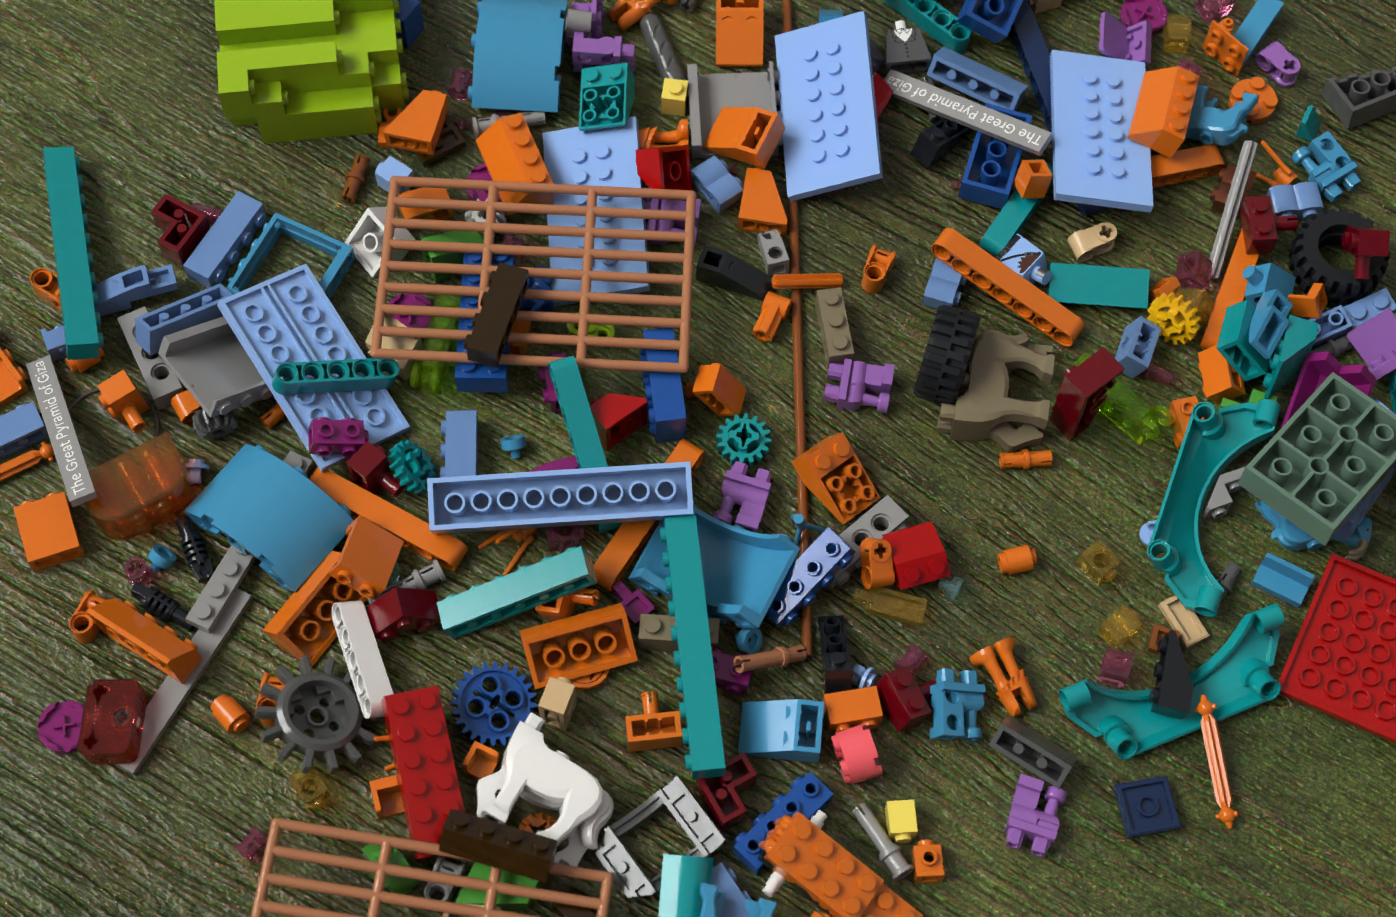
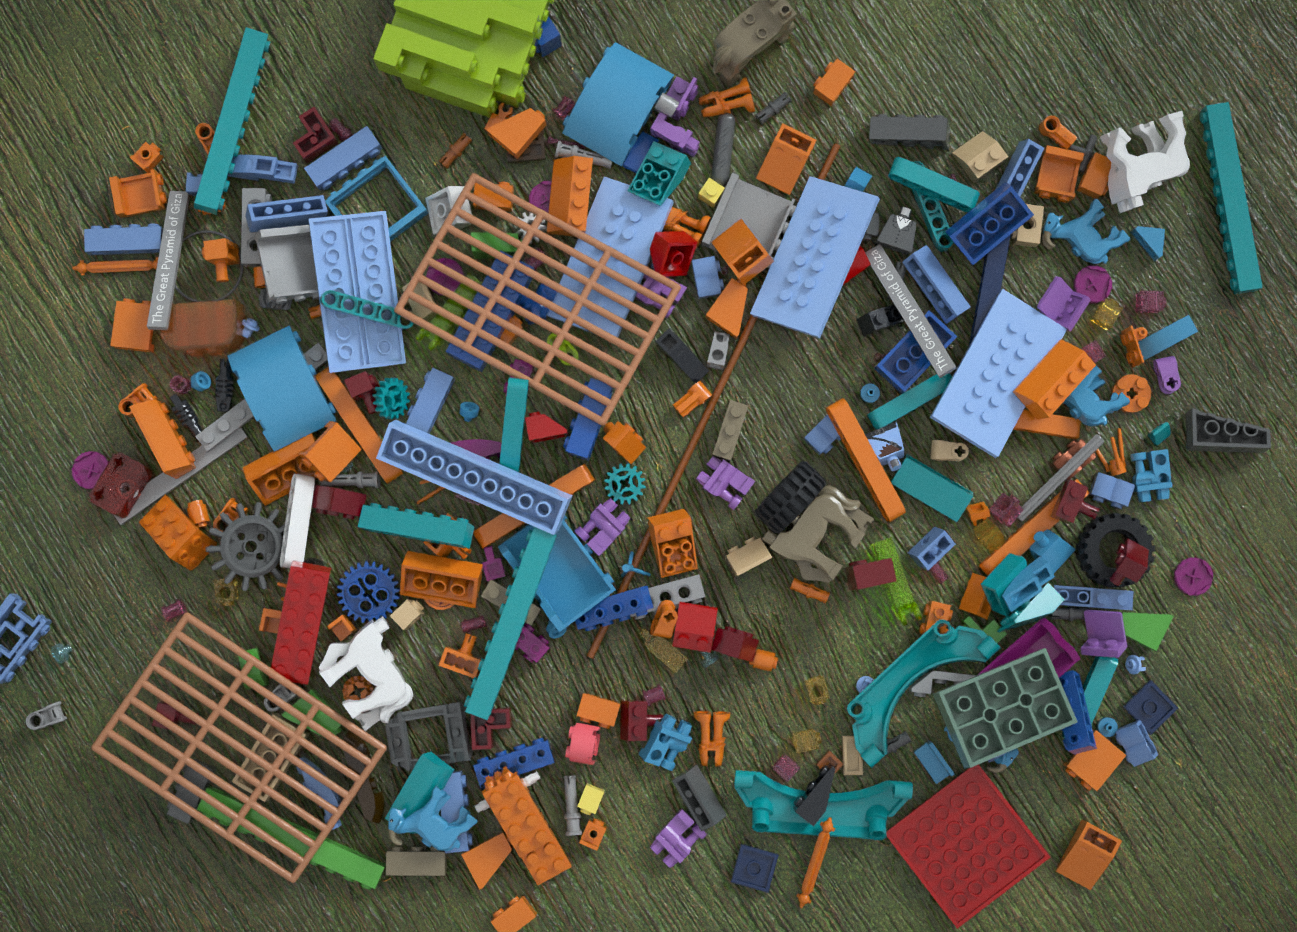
camera: 30 degrees right, 20 degrees up
(215, 745) = (176, 533): none -> orange bracket
(336, 436) = (353, 358): magenta brick -> none
(390, 168) = (481, 163): light blue brick -> none
(497, 314) = (491, 323): dark brown brick -> none
(498, 845) = (318, 699): dark brown brick -> none
(570, 92) = (639, 152): none -> blue slope
(644, 683) = (473, 624): none -> clear pink pin
(777, 657) = (567, 651): nougat pin -> none
(782, 729) = (544, 701): dark azure slope -> none
(815, 280) = (730, 385): orange axle -> none
(834, 654) = (607, 665): black slope -> none
(863, 677) = (618, 692): light blue plate -> none
(878, 266) = (788, 396): orange piece -> none
(933, 452) = (748, 556): none -> tan slope
(969, 224) = (866, 396): none -> dark azure tile
(974, 550) = (735, 643): none -> dark red brick
(1033, 179) = (927, 389): orange brick -> none
(1174, 318) = (969, 541): yellow gear -> none
(1309, 305) = (1071, 575): orange panel -> none

